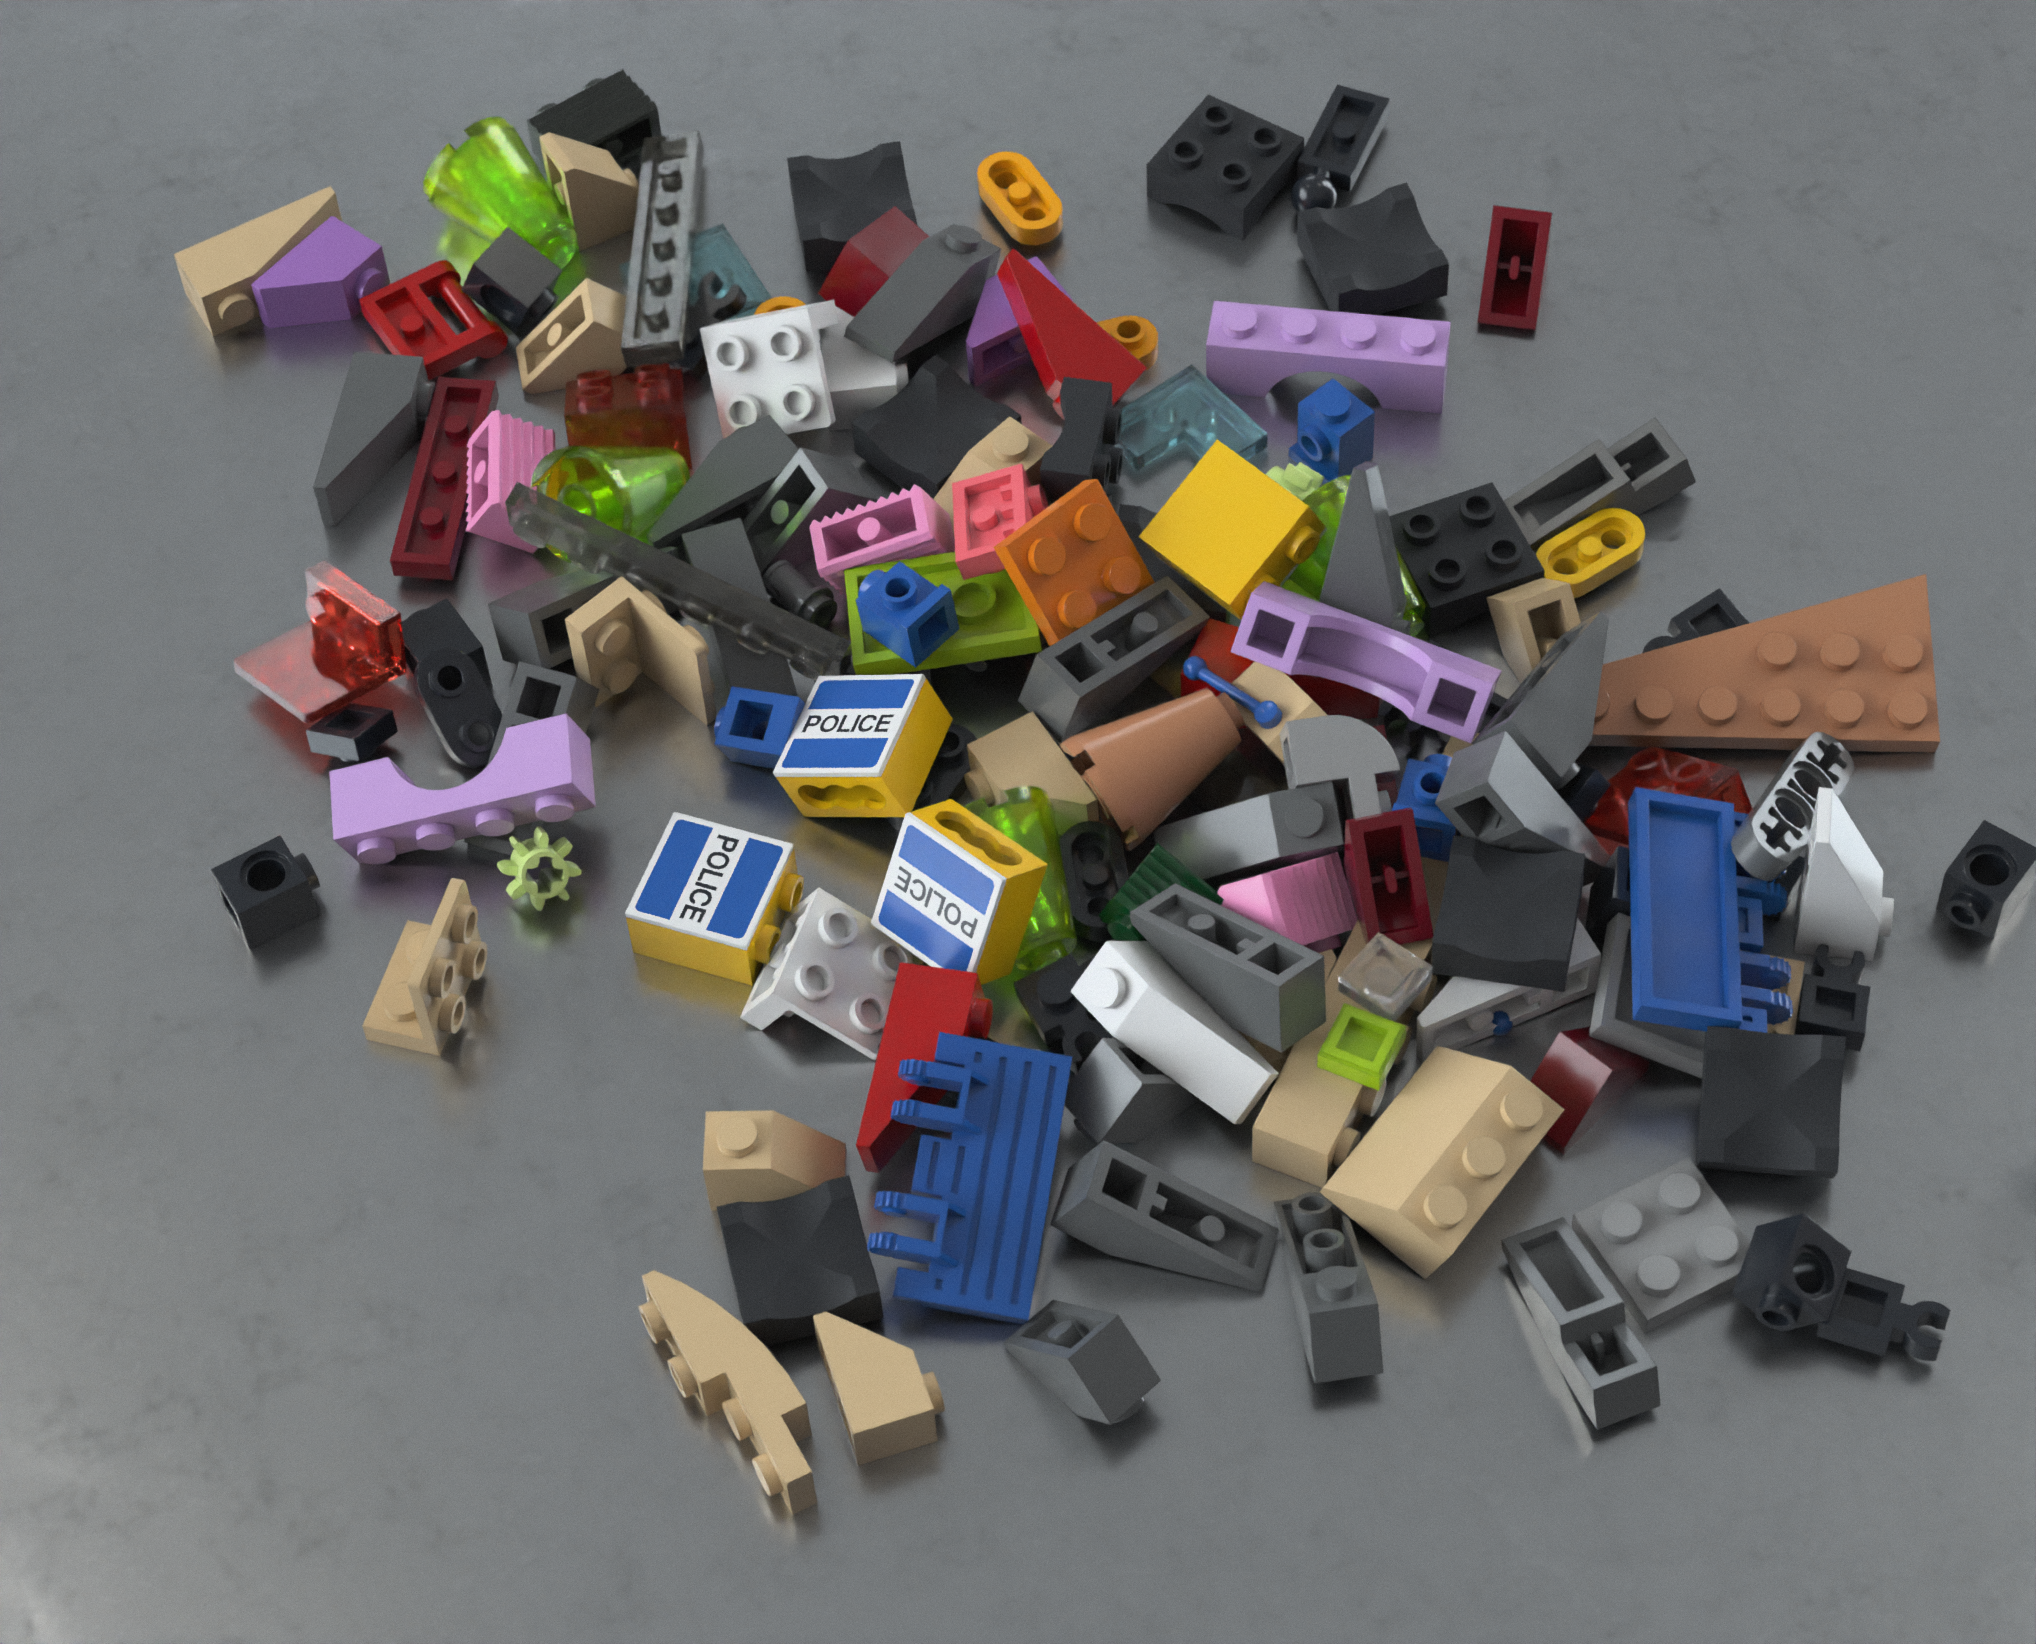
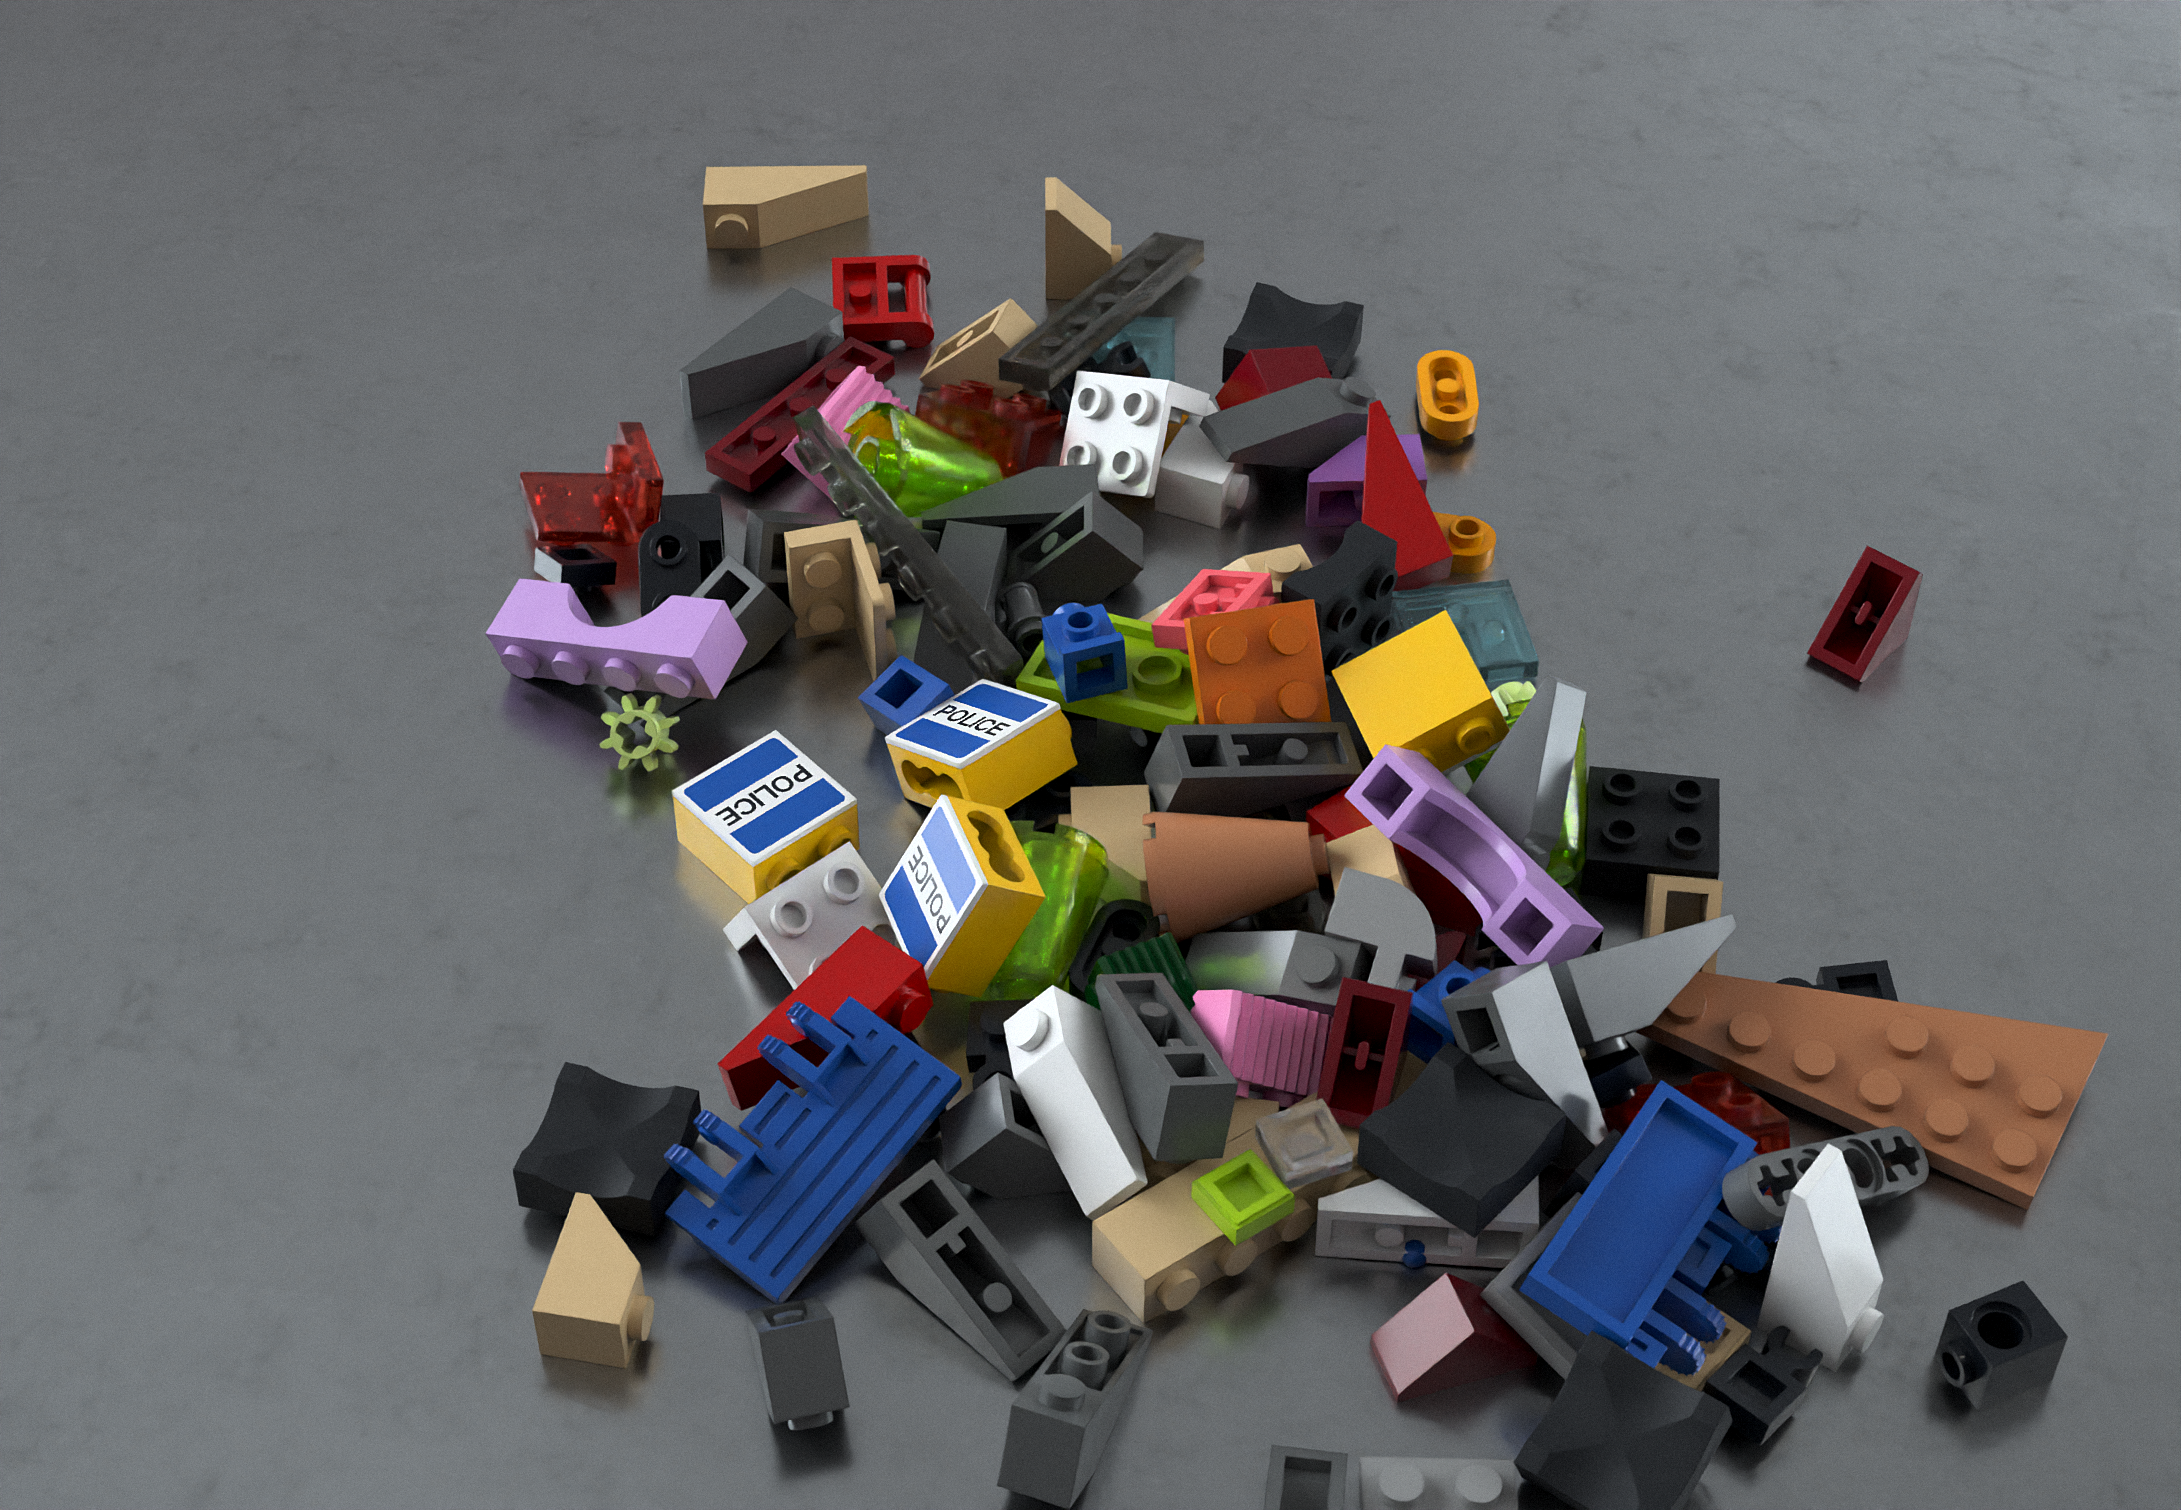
camera: 25 degrees right, 10 degrees down
(245, 894) = (411, 655): black brick -> none
(321, 278) = (812, 231): medium lavender slope -> none
(429, 977) = (487, 771): tan bracket -> none
(497, 186) = (999, 220): clear neon green cone -> none
(513, 281) = (961, 286): black brick -> none
(604, 114) = (1132, 202): pearl dark grey brick -> none
(734, 1373) = (478, 1228): tan slope -> none
(765, 1157) = (645, 1043): tan slope -> none
(880, 533) = (1125, 584): bright pink brick -> none
(927, 427) = (1227, 526): black brick -> none
(1224, 165) = (1651, 437): black brick -> none
(1265, 712) = (1320, 811): blue hinge -> none
(1333, 432) = (1608, 674): blue brick -> none
(1338, 147) = (1766, 464): black plate -> none
(1373, 254) = (1737, 557): black brick -> none
(1391, 356) = (1700, 645): lavender arch -> none
(1441, 1155) = (1261, 1339): tan slope -> none
(1584, 554) = (1782, 882): yellow plate -> none
(1628, 476) = (1827, 831): dark grey slope -> none

